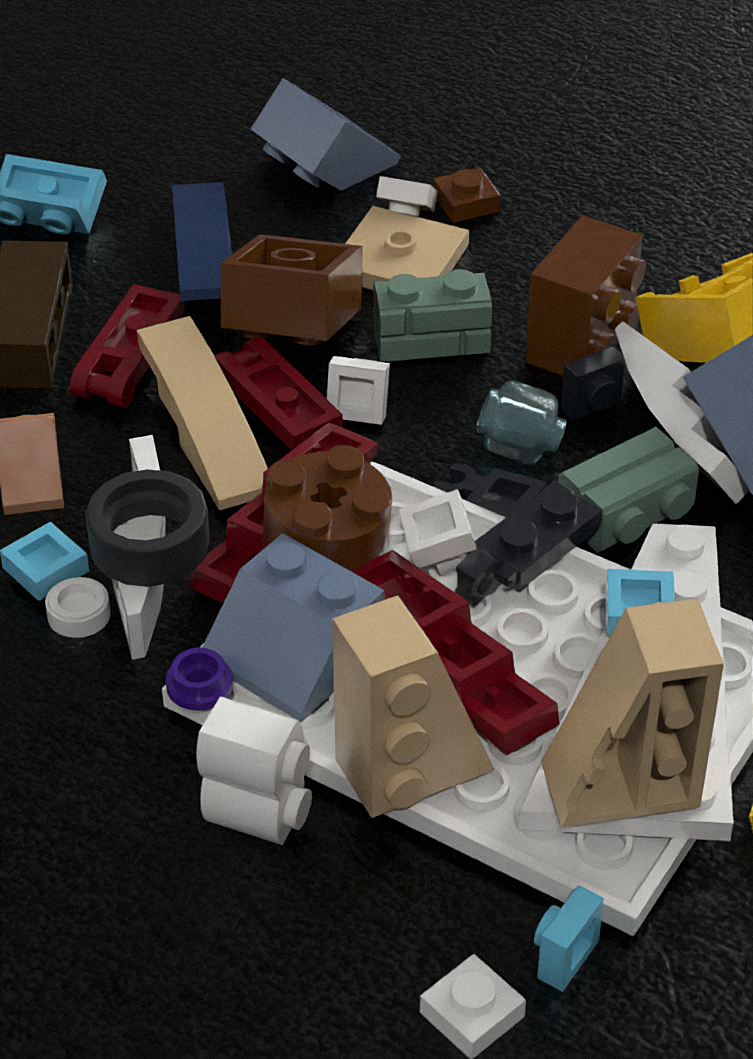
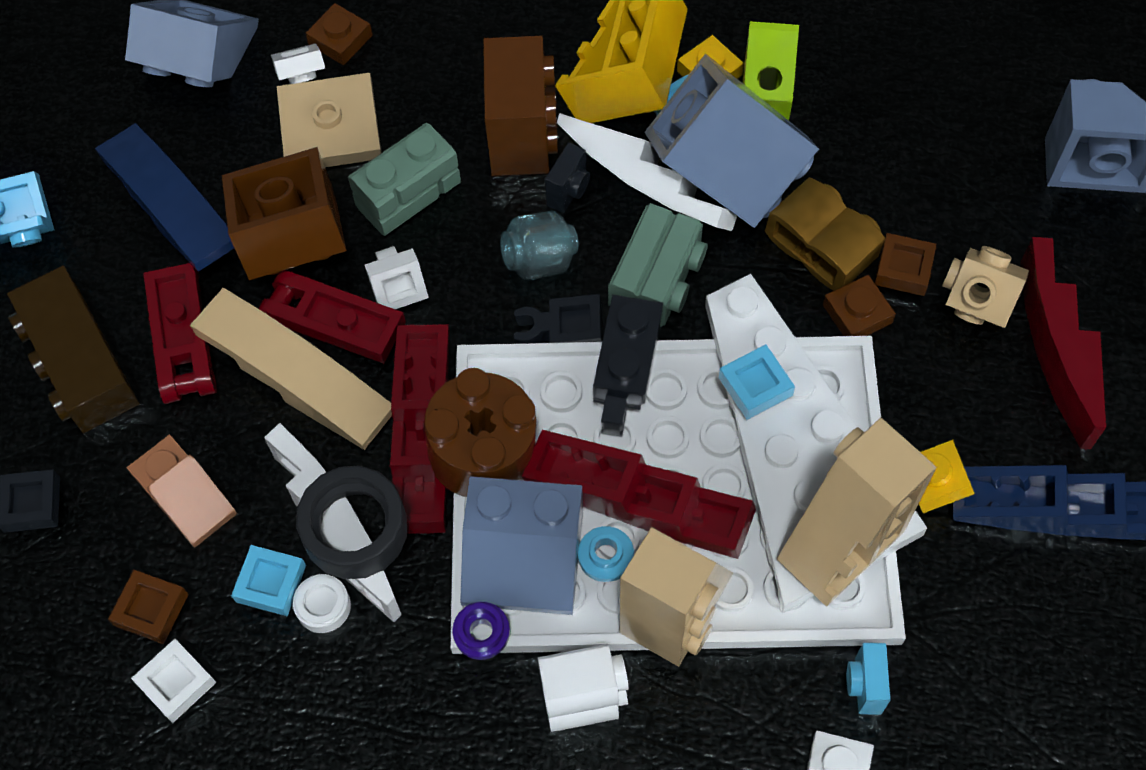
camera: 30 degrees left, 20 degrees up
(438, 531) = (567, 395): white tile -> none

